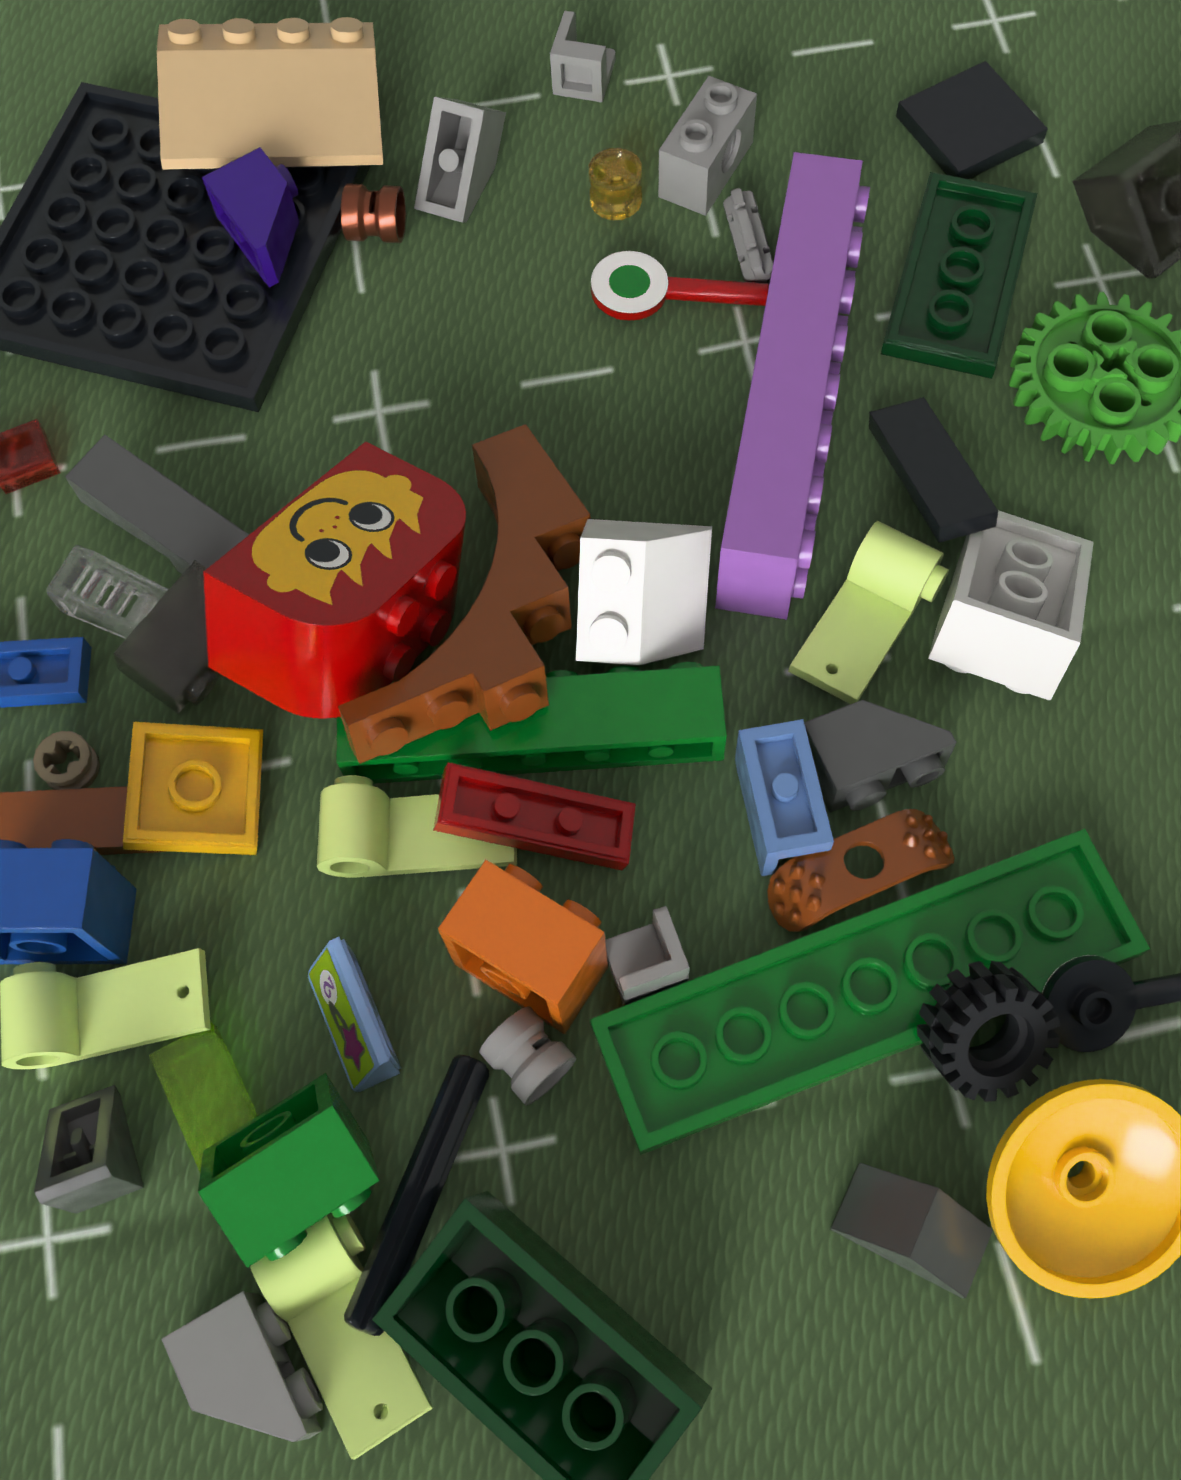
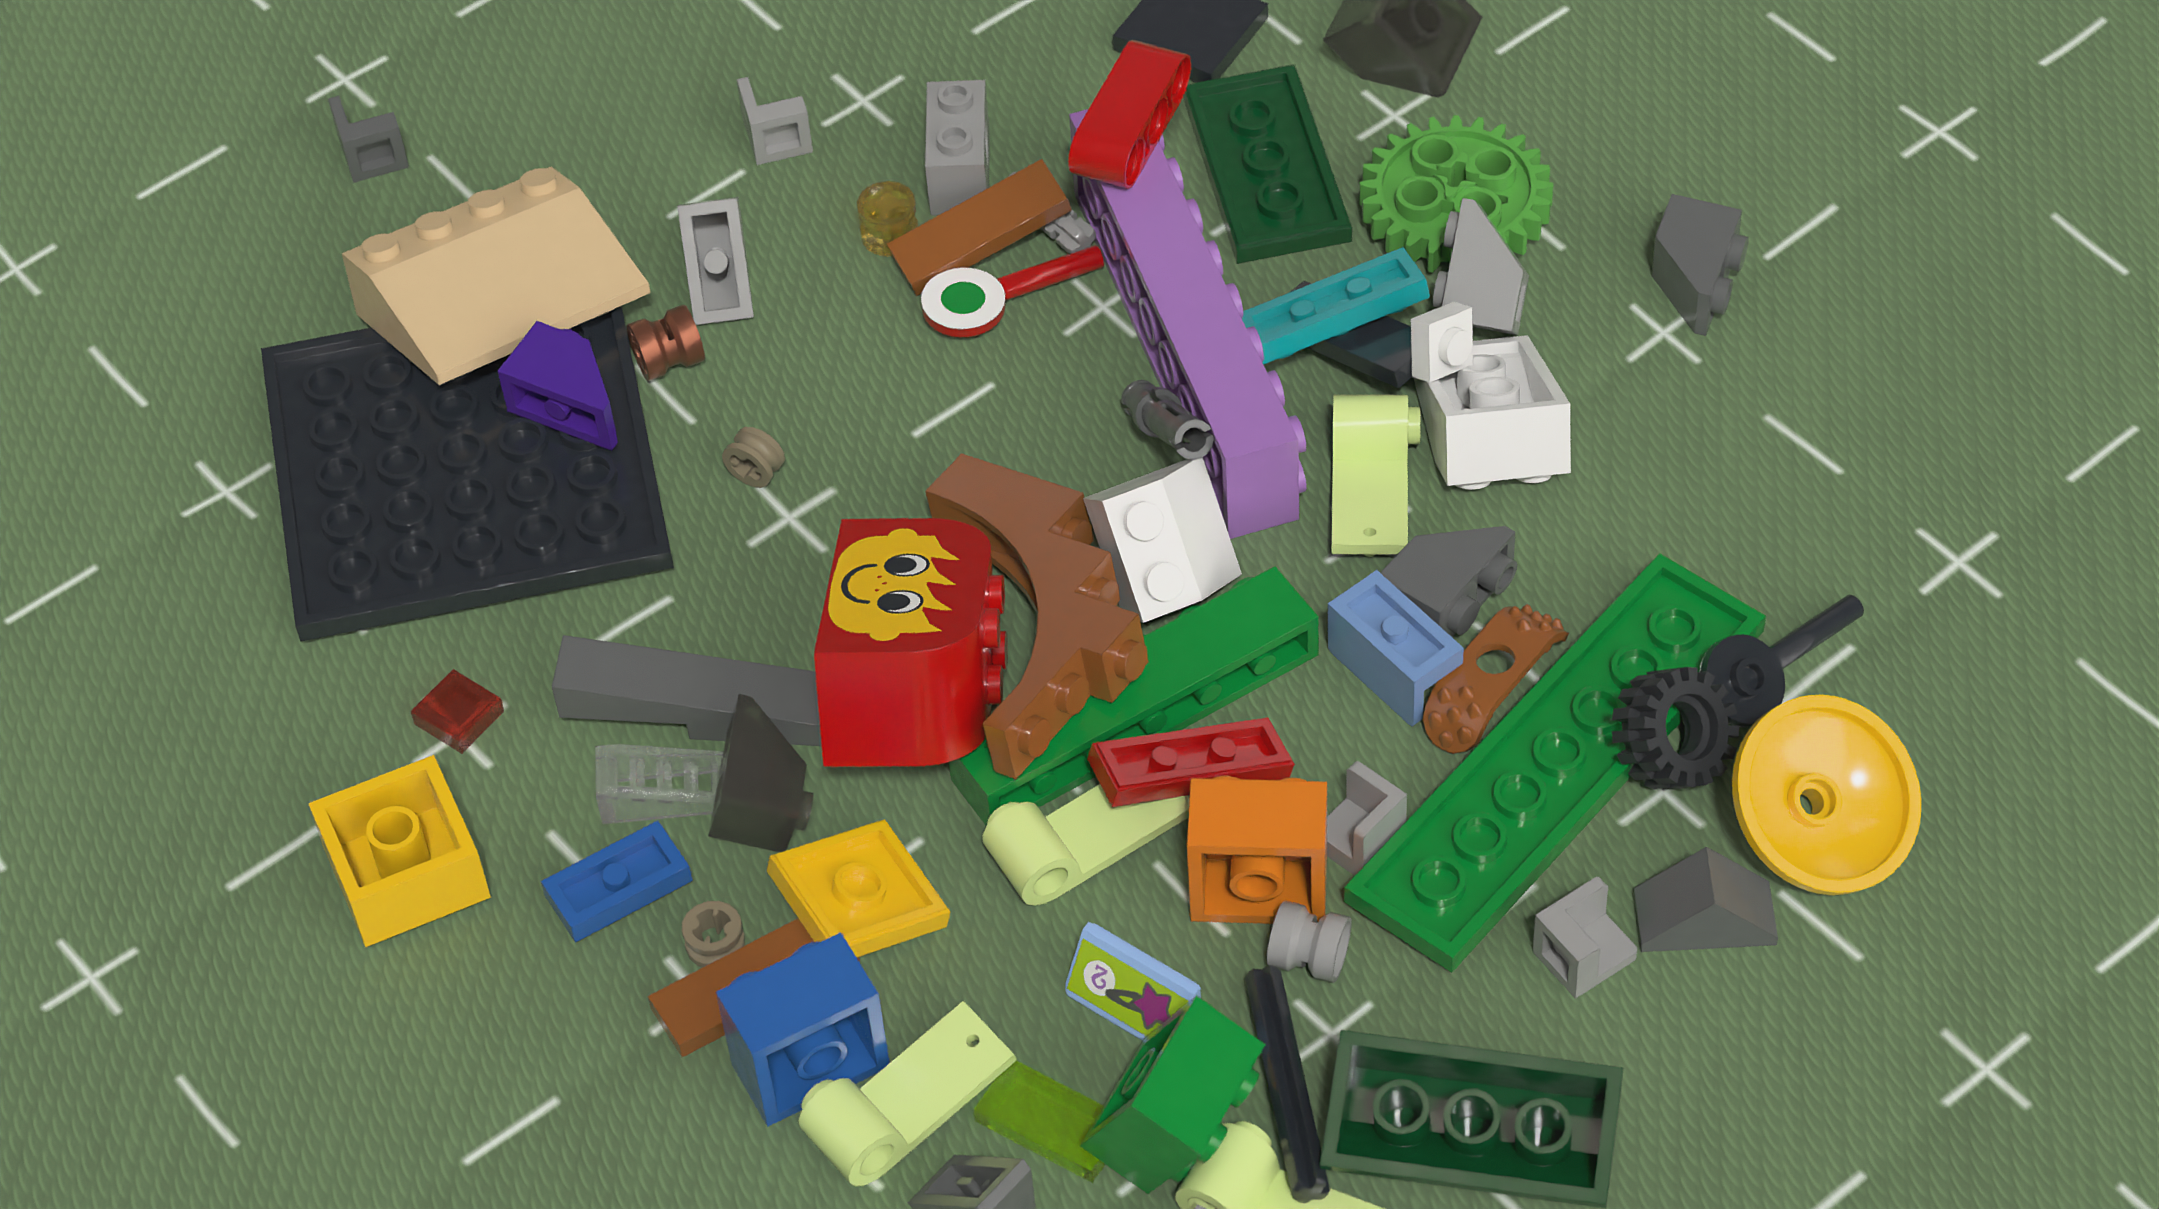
camera: 30 degrees left, 15 degrees down
(375, 345) = (753, 457): none -> dark tan bush
(683, 223) = (980, 225): none -> dark orange tile
(709, 490) = (1166, 419): none -> dark grey pin
(778, 1198) = (1580, 939): none -> light grey panel
(838, 173) = (1129, 114): none -> red beam
(925, 436) = (1337, 304): none -> teal plate
(1000, 518) = (1441, 341): none -> white plate
(1082, 469) = (1482, 272): none -> light grey slope

